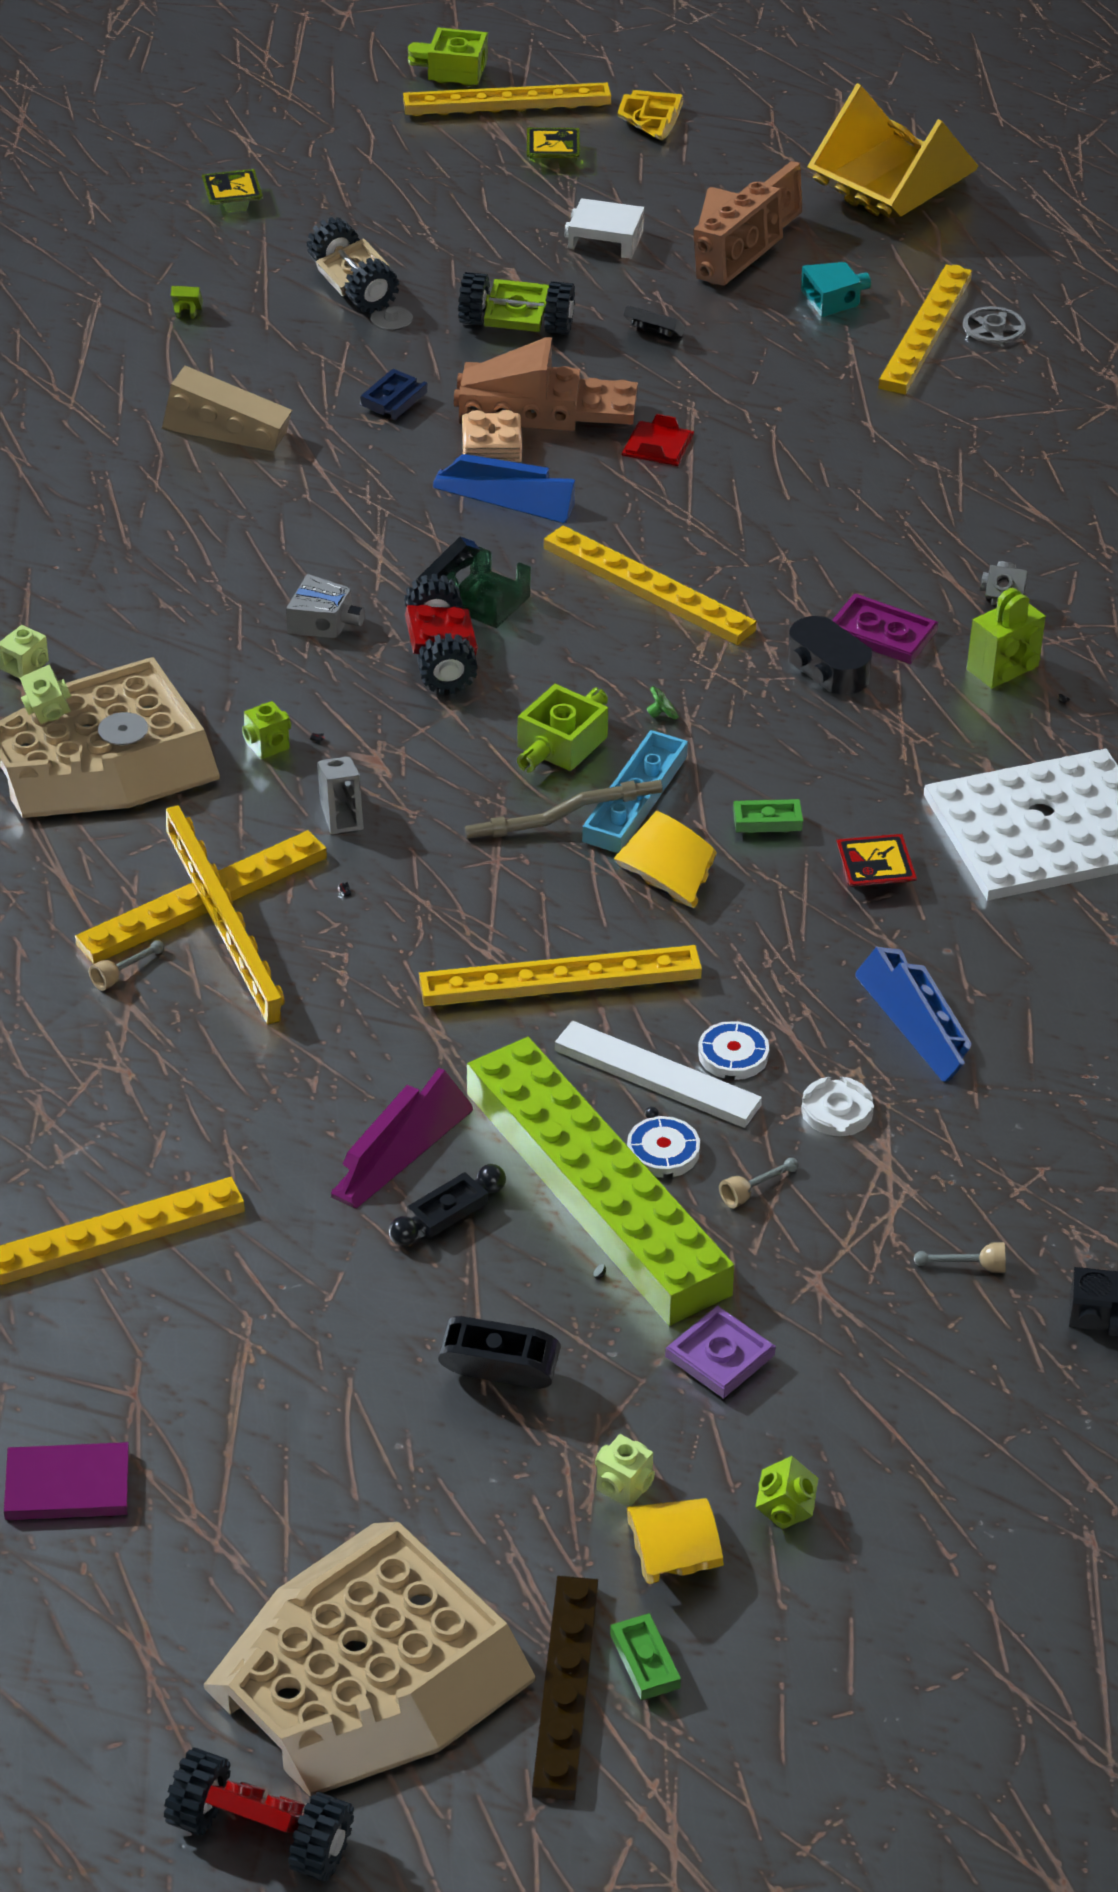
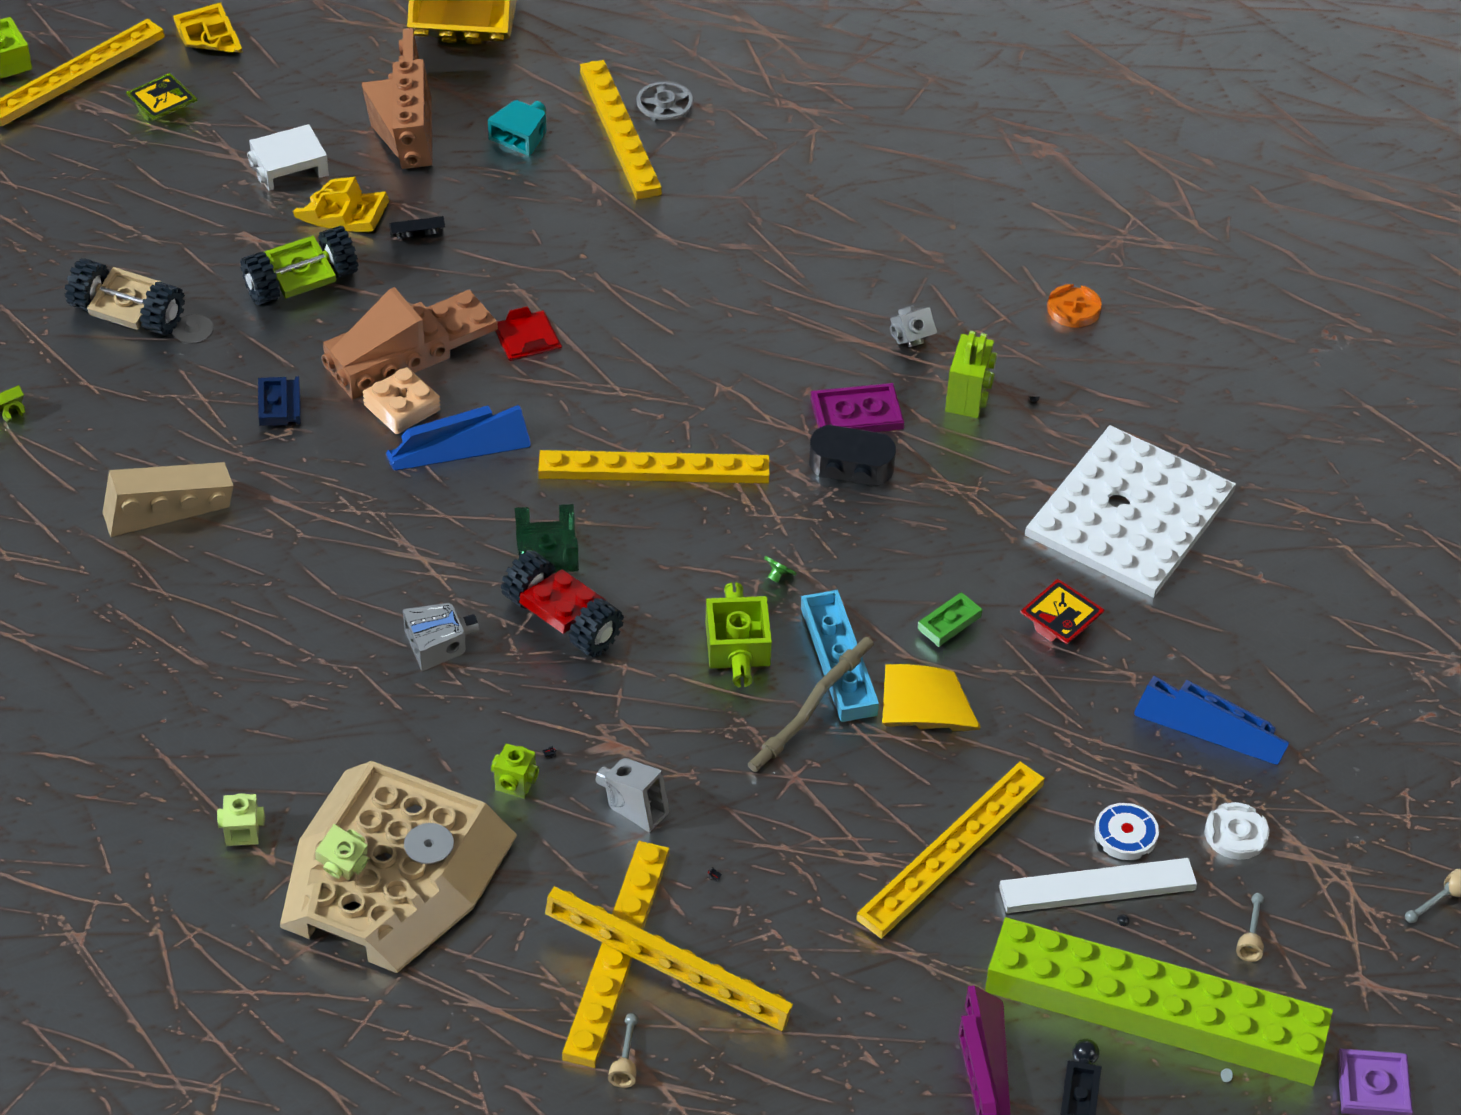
camera: 40 degrees left, 5 degrees up
(454, 558) = (502, 549): black plate -> none
(612, 283) = (344, 205): none -> yellow slope
(665, 1145) = (1165, 939): tile -> none

